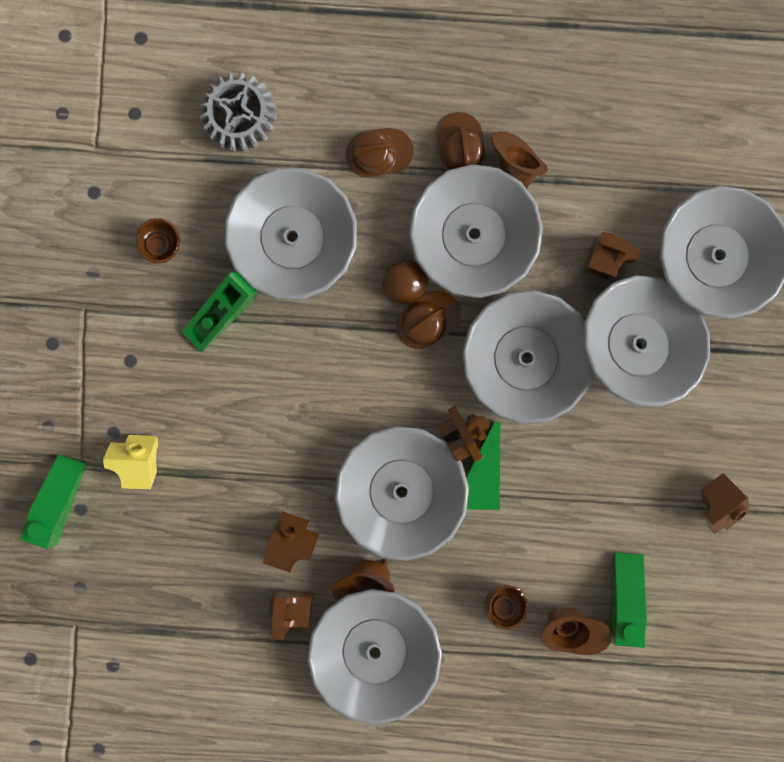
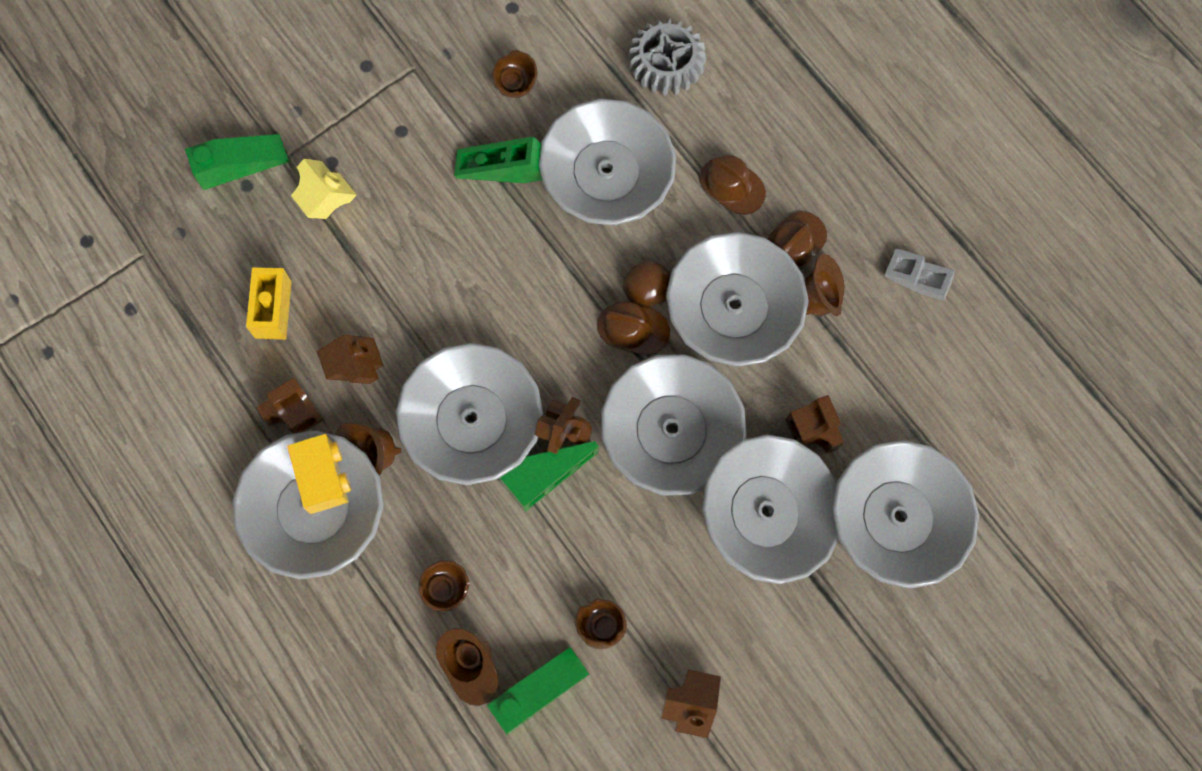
camera: 45 degrees right, 15 degrees down
(196, 568) = (269, 303): none -> yellow brick
(364, 636) = (318, 473): none -> yellow brick
(562, 80) = (916, 274): none -> light grey slope
(620, 522) = (600, 623): none -> reddish brown hair

